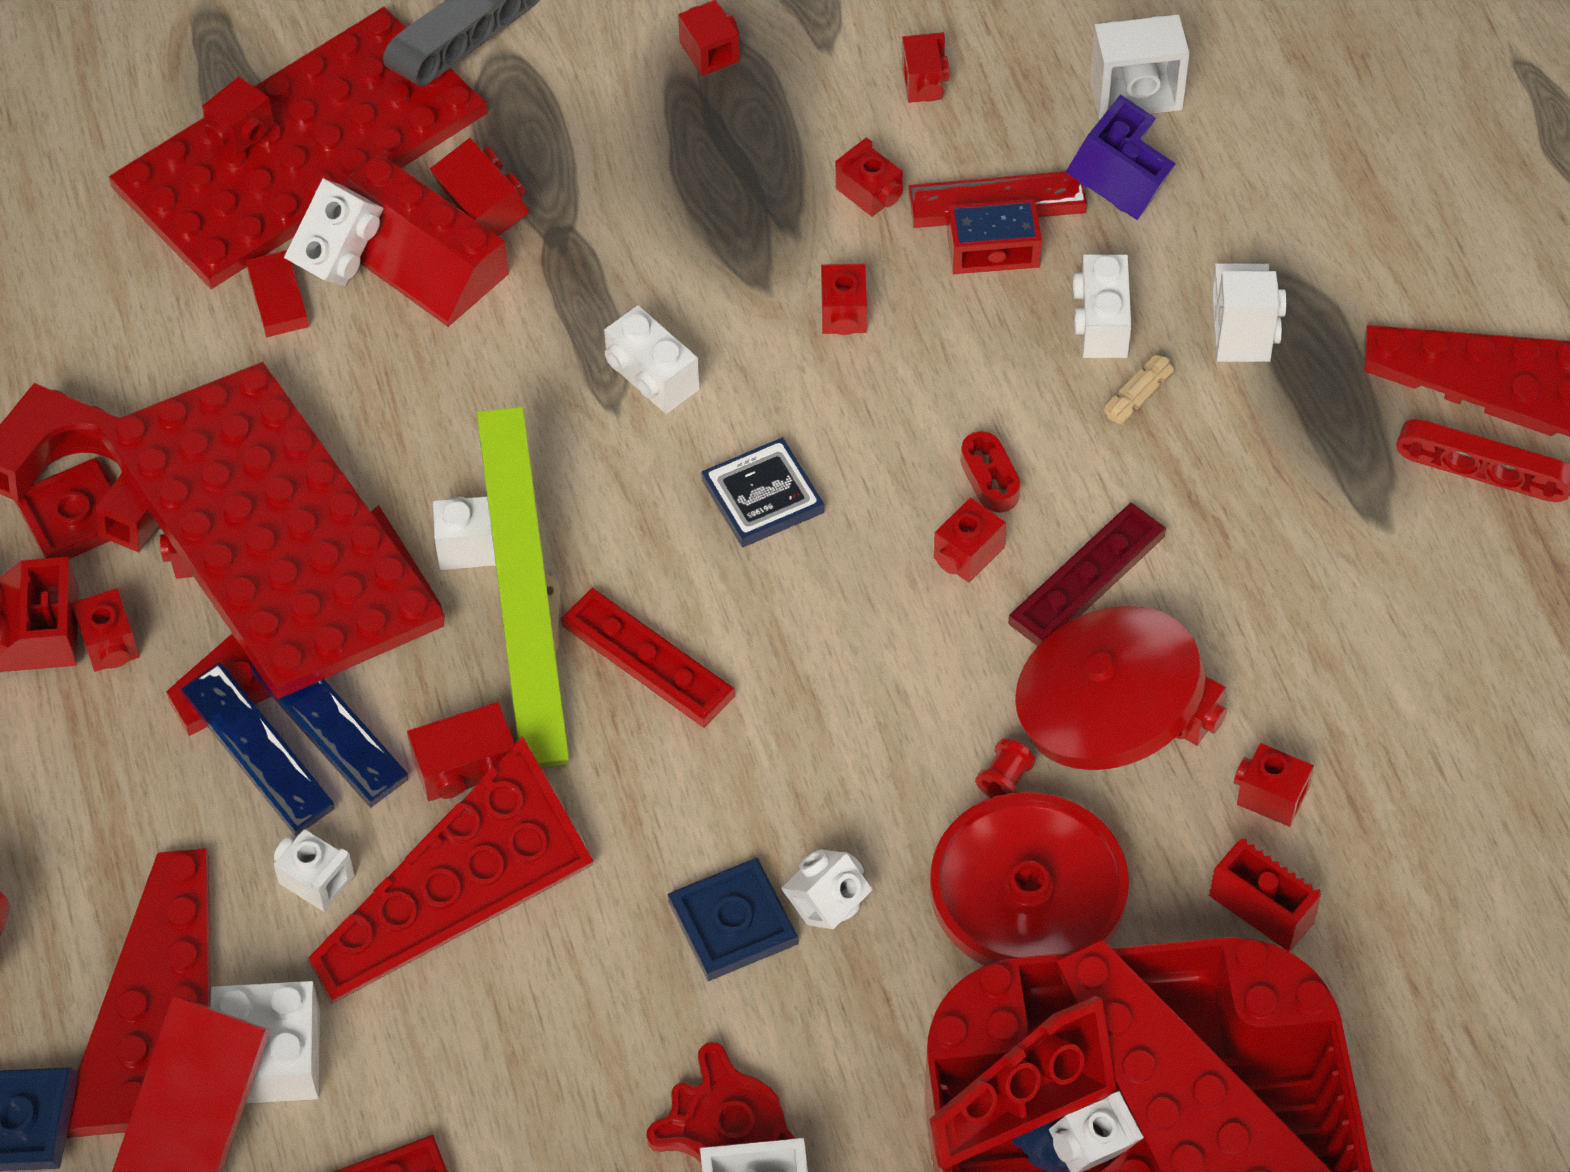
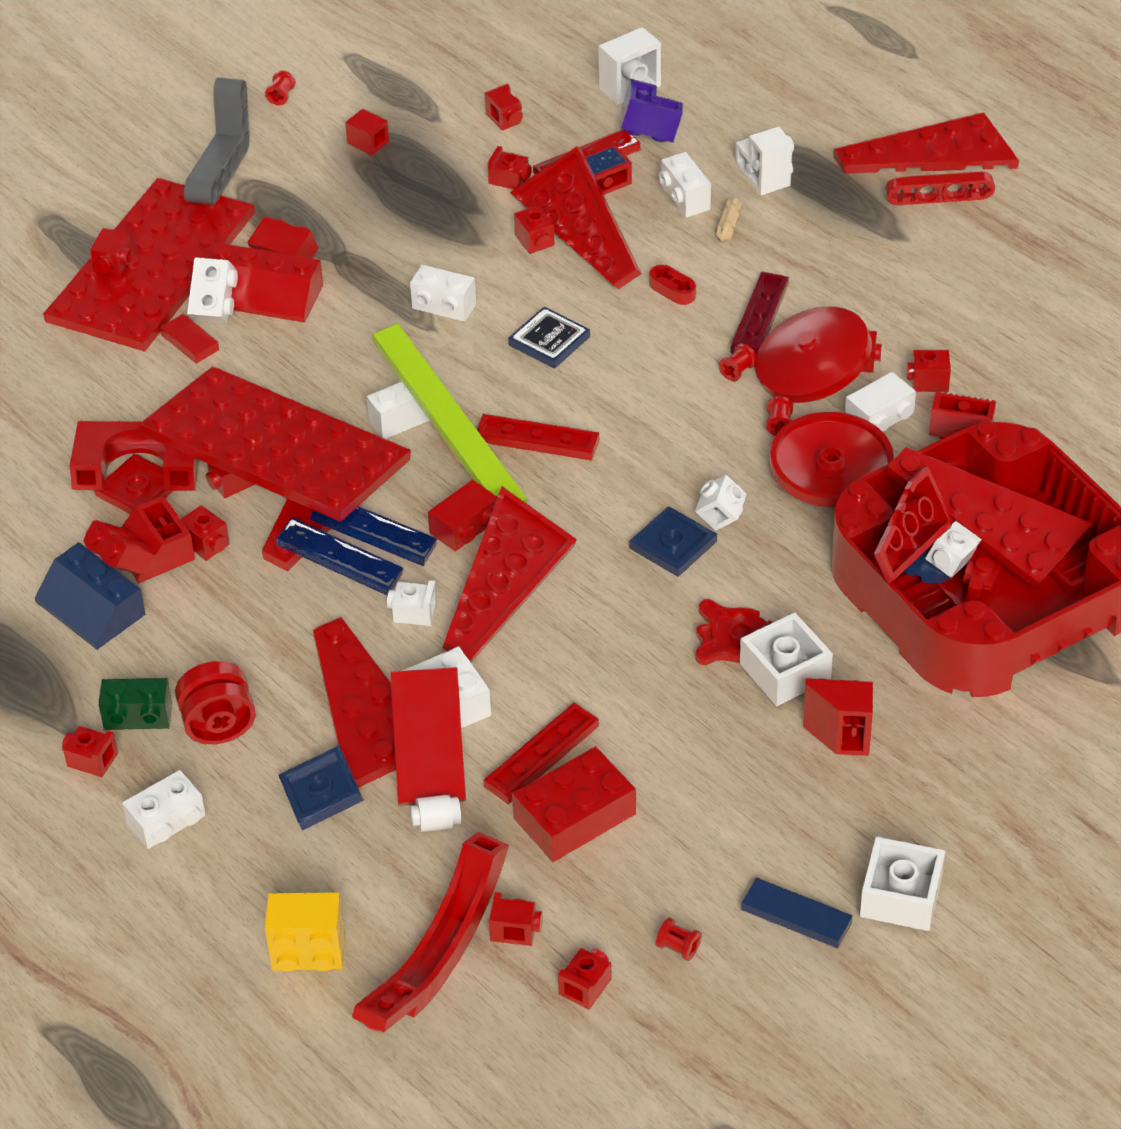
camera: 25 degrees left, 10 degrees down
(916, 300) = (581, 215): none -> red wing
(969, 540) = (685, 317): red brick -> none
(1000, 650) = (739, 361): none -> red bush
(1160, 816) = (883, 401): none -> white brick

